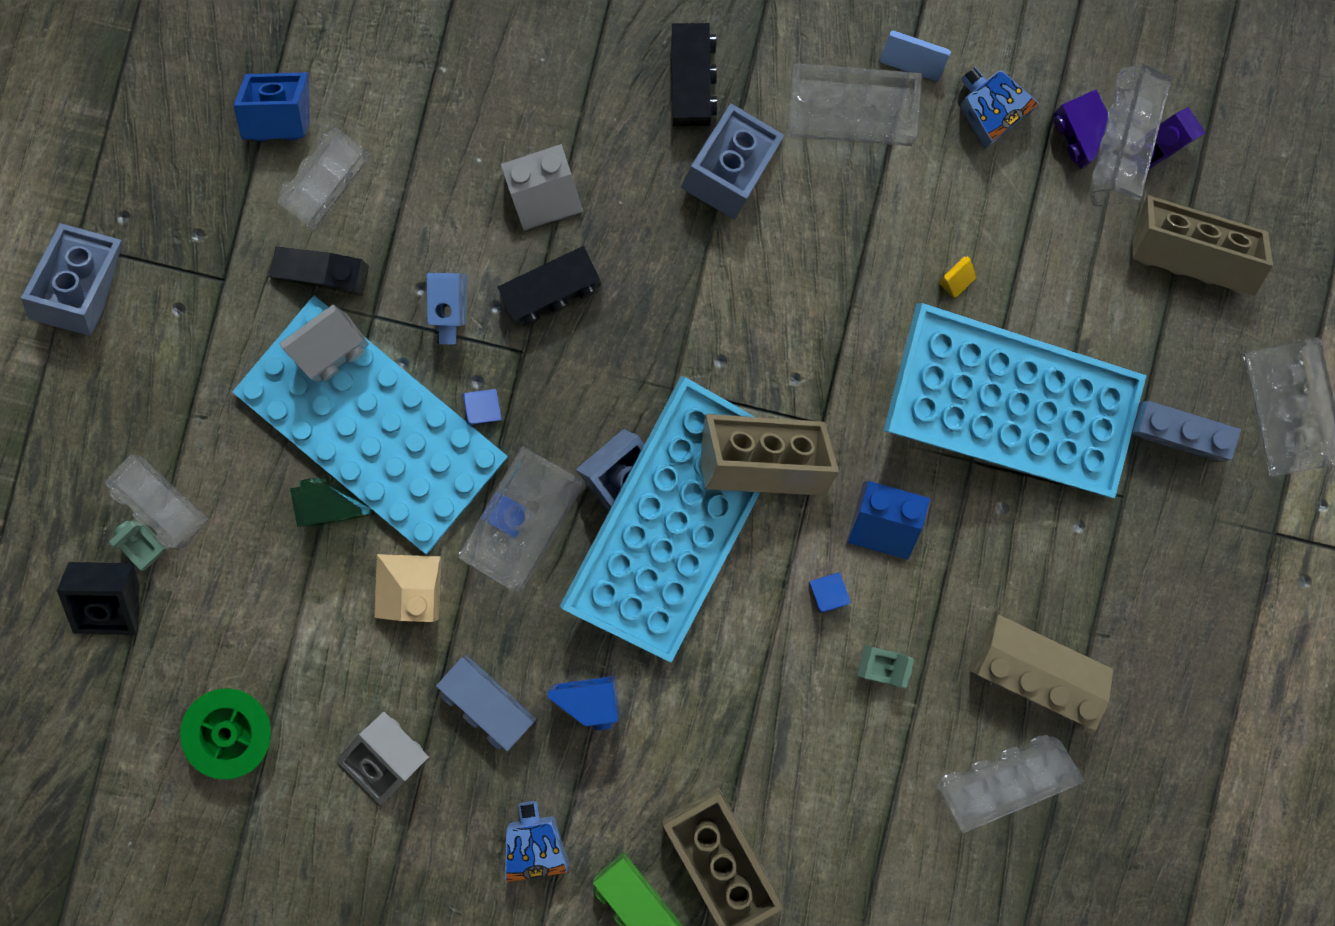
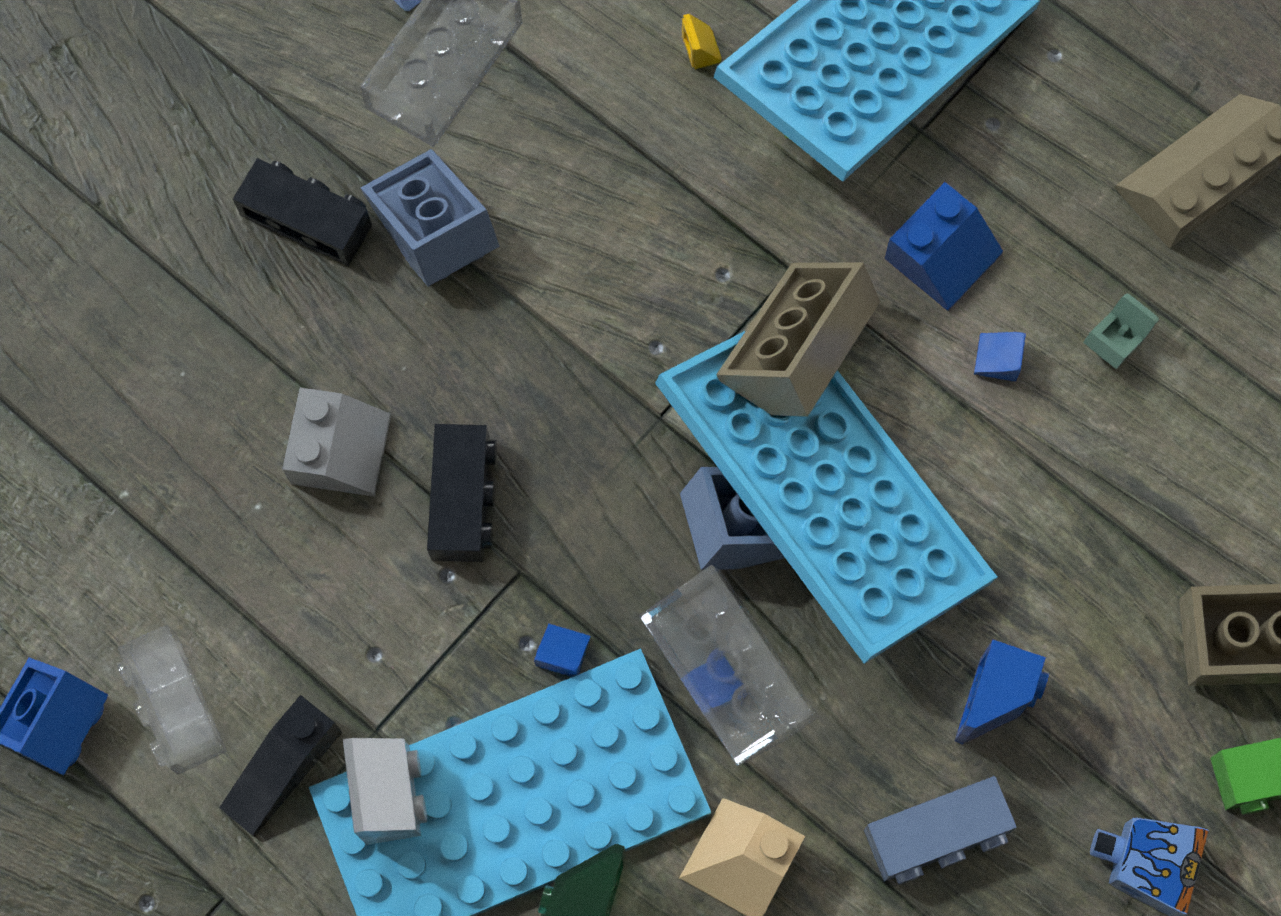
camera: 60 degrees left, 15 degrees down
(450, 290) = (399, 608): medium blue torso -> none

